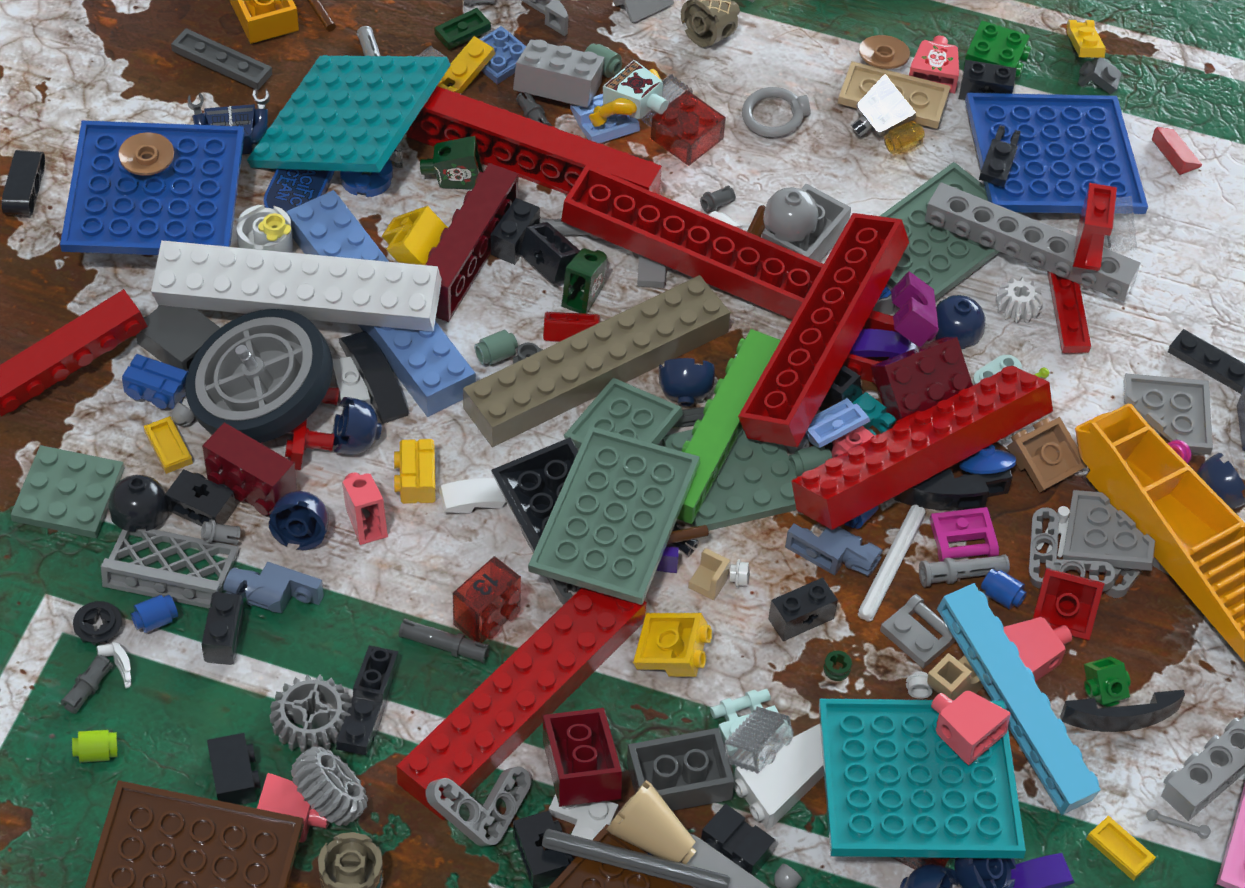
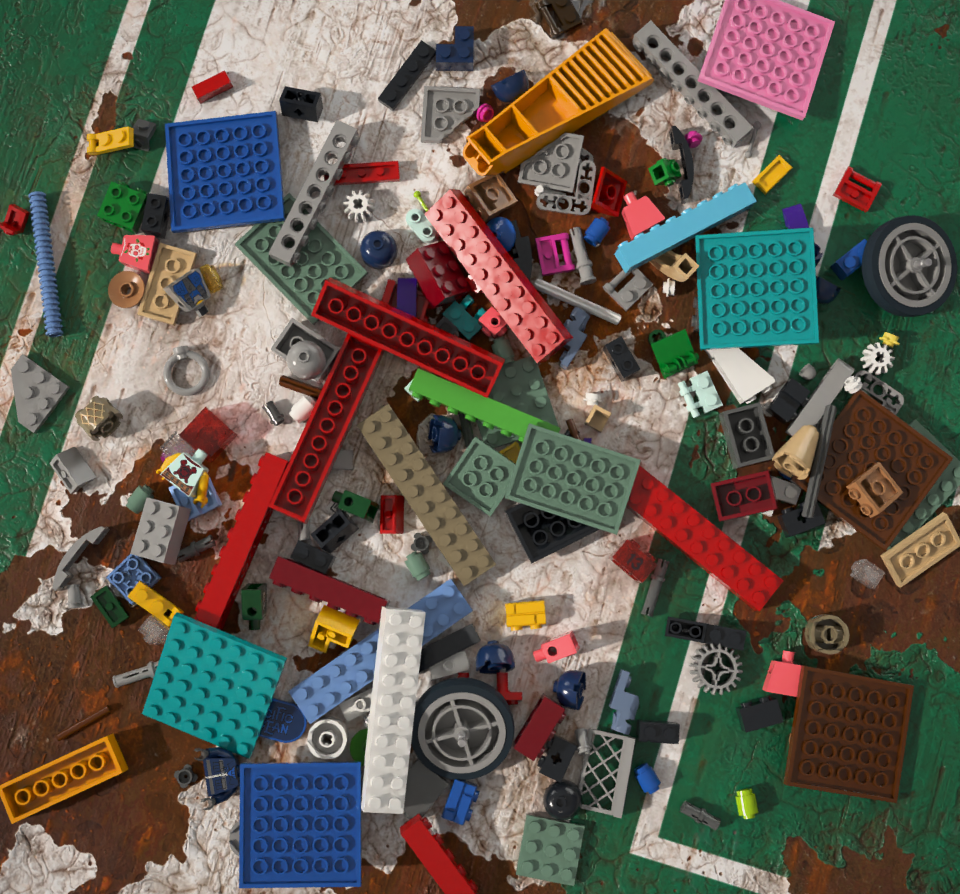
camera: 90 degrees left, 30 degrees up
(89, 614) = (660, 821): black gear -> none
(120, 658) = (673, 801): white piece -> none
(146, 153) = (271, 841): medium nougat dish -> none
(168, 444) = (507, 786): yellow tile -> none
(182, 414) = (485, 780): light grey hinge -> none
(221, 59) = (148, 789): dark grey plate -> none
(233, 95) = (179, 775): none -> dark grey plate
(274, 226) = (327, 731): light yellow plate -> none
(329, 786) = (776, 652): light grey gear -> none
(471, 493) = (541, 578): white slope -> none
(481, 815) = (783, 555): light grey beam -> none
(673, 643) = (651, 441): yellow plate -> none
(758, 739) = (730, 386): clear brick -> none
(811, 679) = (674, 353): none -> green hinge
(835, 422) = (482, 332): light blue slope -> none
(917, 310) = (373, 275): magenta arch -> none
(969, 724) = (724, 256): coral torso -> none
(999, 158) = (240, 210): black hinge -> none
(1093, 225) = (325, 145): red panel -> none
(1123, 232) = (290, 131): clear tile -> none
(1161, 236) = (301, 104): none -> black brick
(1167, 729) = (693, 139): none -> dark pink plate

